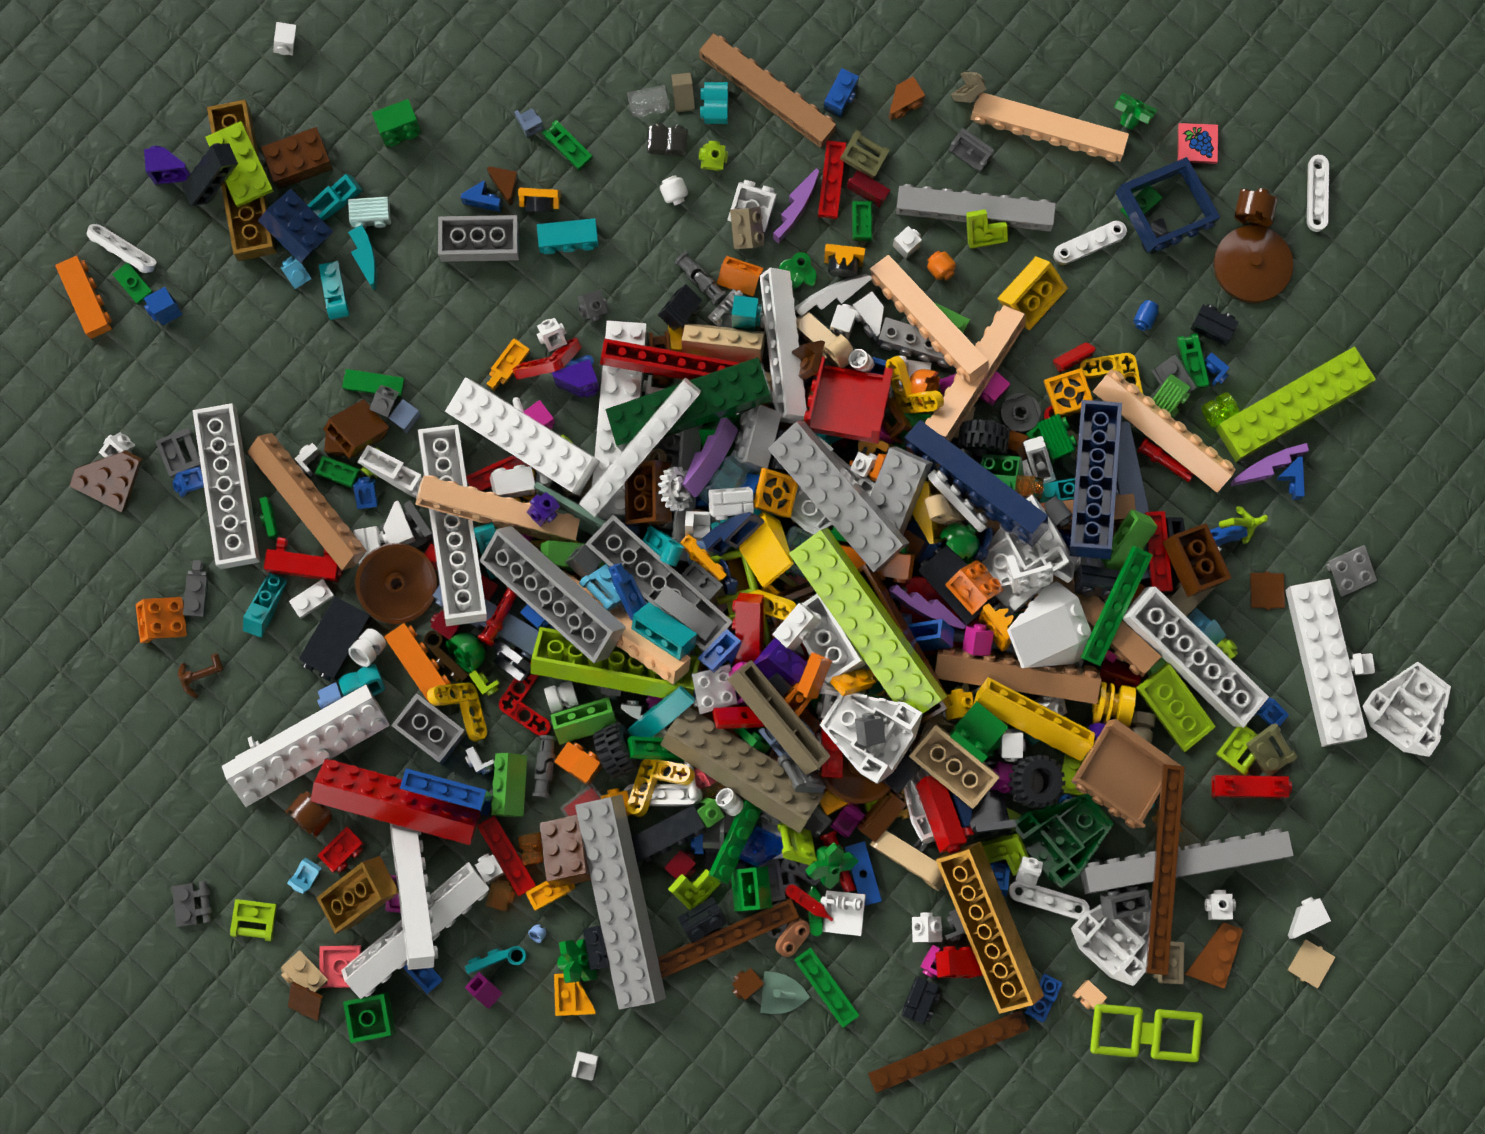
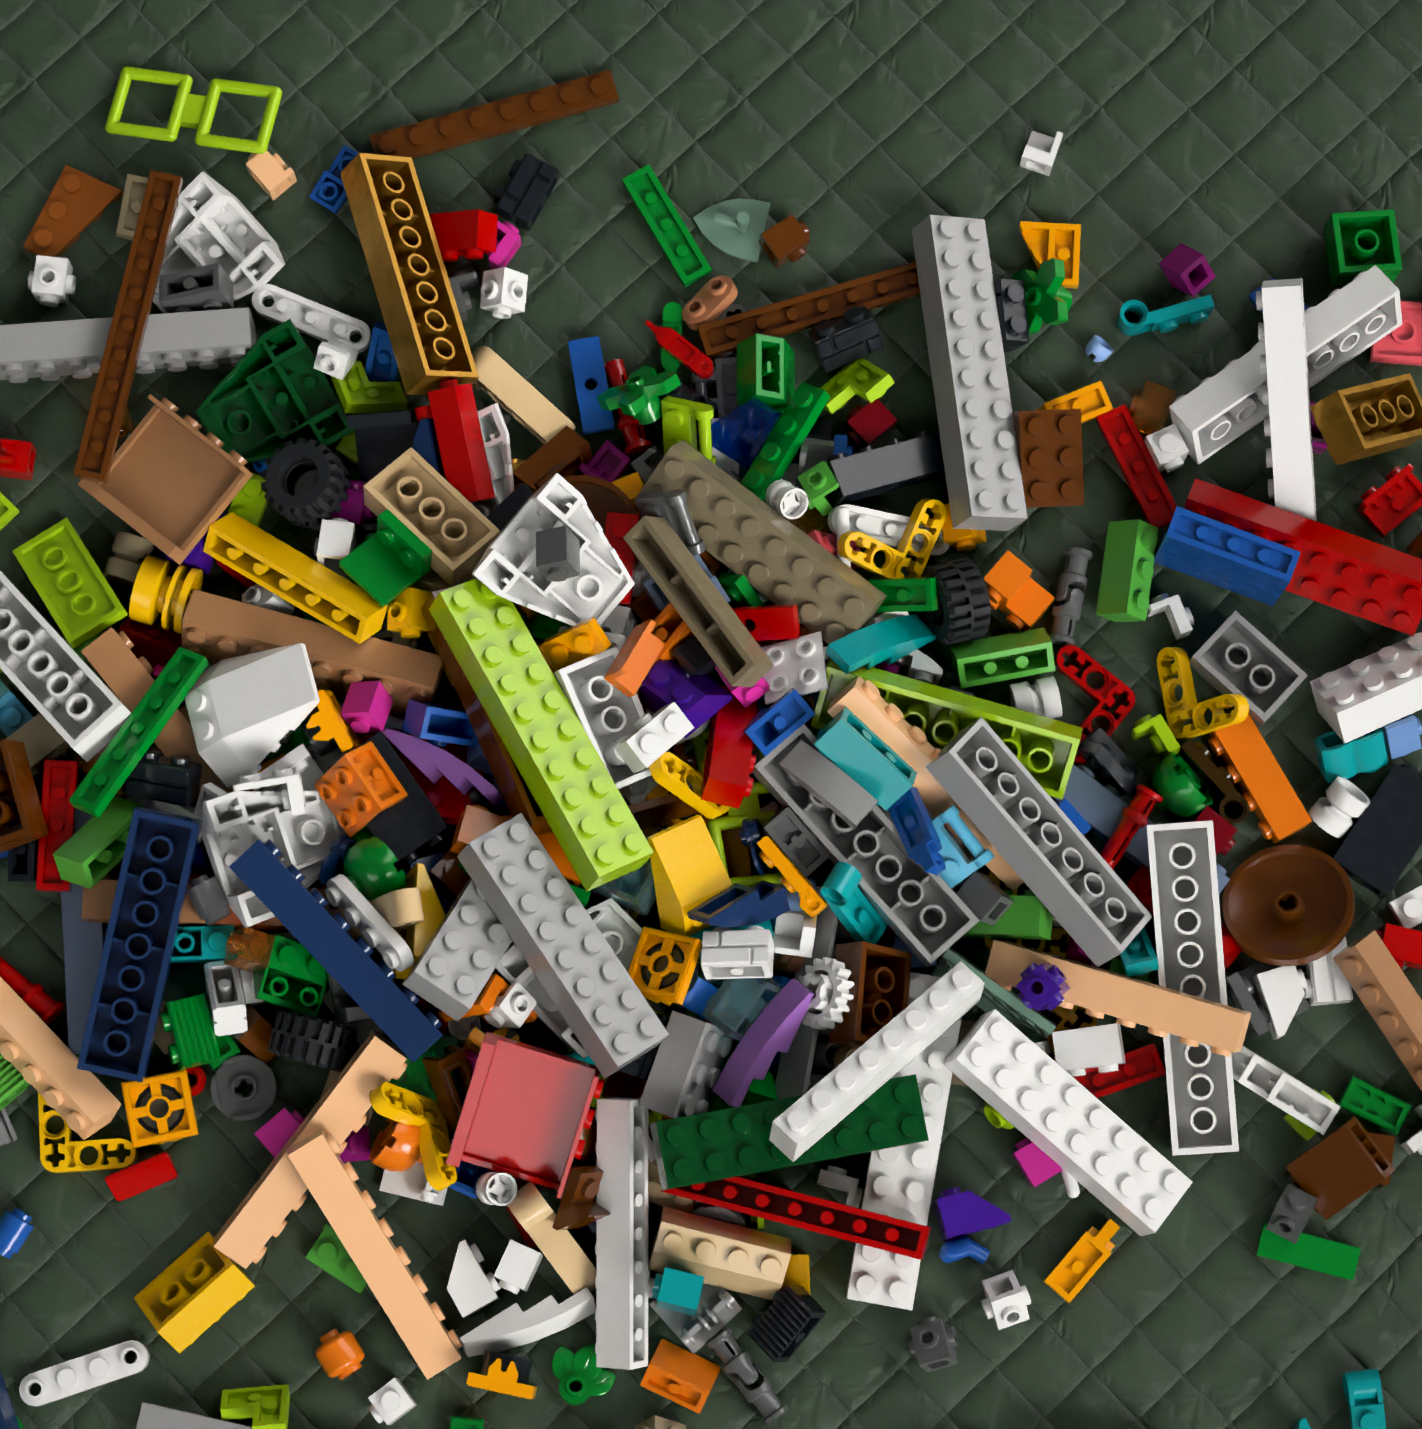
camera: 175 degrees left, 0 degrees up
(365, 493) = (1329, 1065): blue bracket -> none
(405, 416) = (1259, 1186): sand blue panel -> none
(532, 848) = (1103, 481): clear orange wheel -> none
(555, 362) = (1008, 1240): red beam -> none
(588, 794) = (1018, 538): clear tile -> none
(659, 341) = (826, 1277): reddish brown window -> none
(846, 911) = (623, 330): white hinge -> none
(909, 342) = (415, 1232): light grey brick -> none

